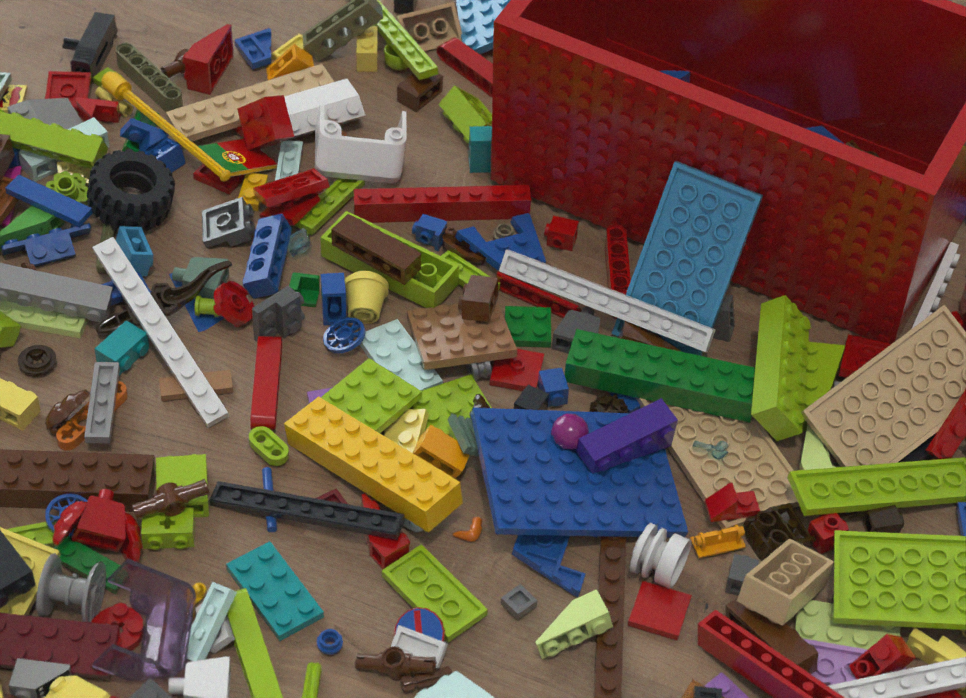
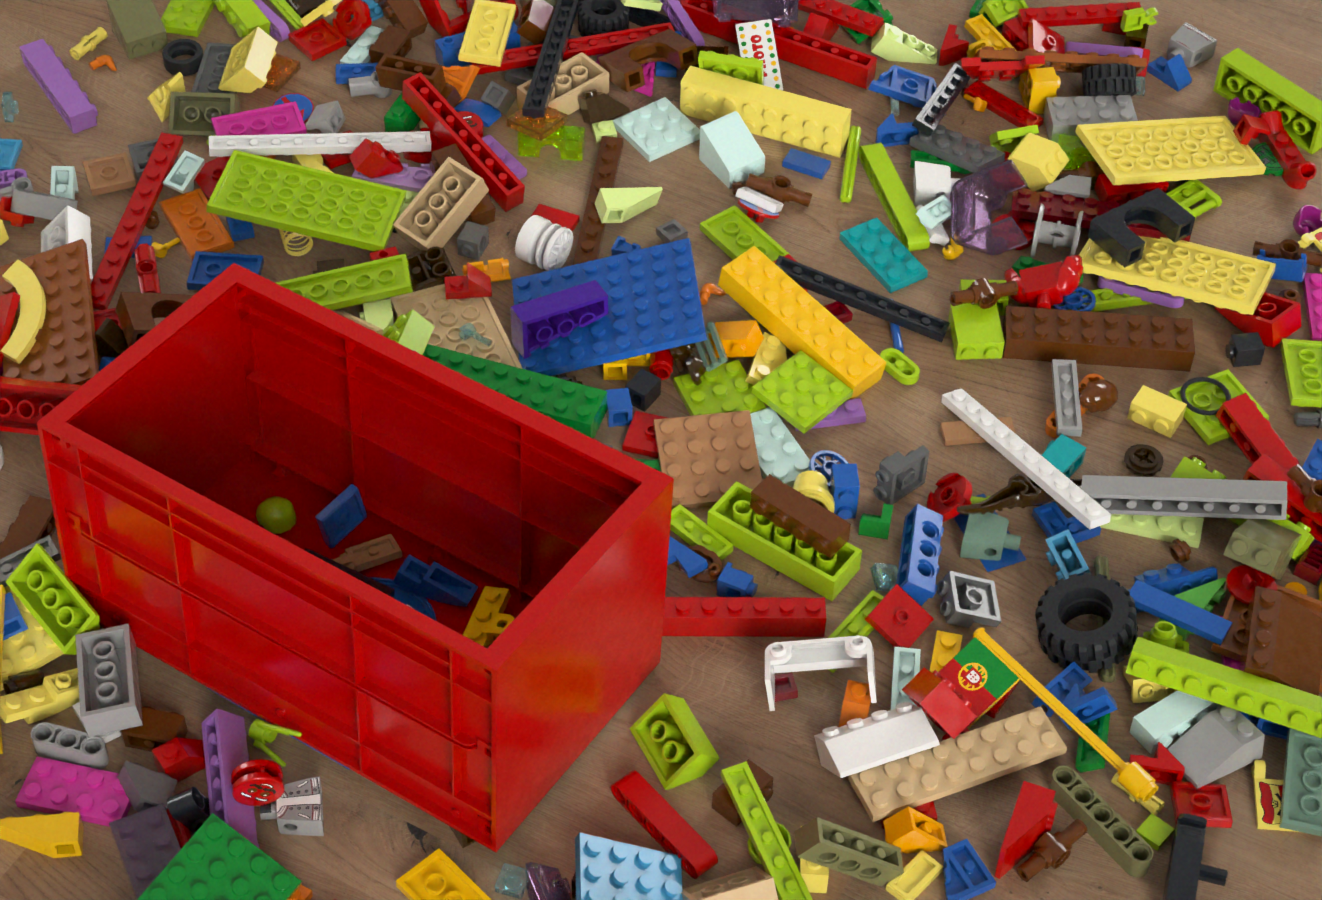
camera: 175 degrees left, 0 degrees up
(266, 382) = (906, 415): red beam -> none
(291, 188) = (900, 619): red plate -> none
(326, 636) = (833, 213): blue plate -> none
(479, 298) = (688, 476): reddish brown brick -> none
(480, 149) = (667, 673): teal brick -> none
(568, 430) = (612, 320): magenta hair -> none

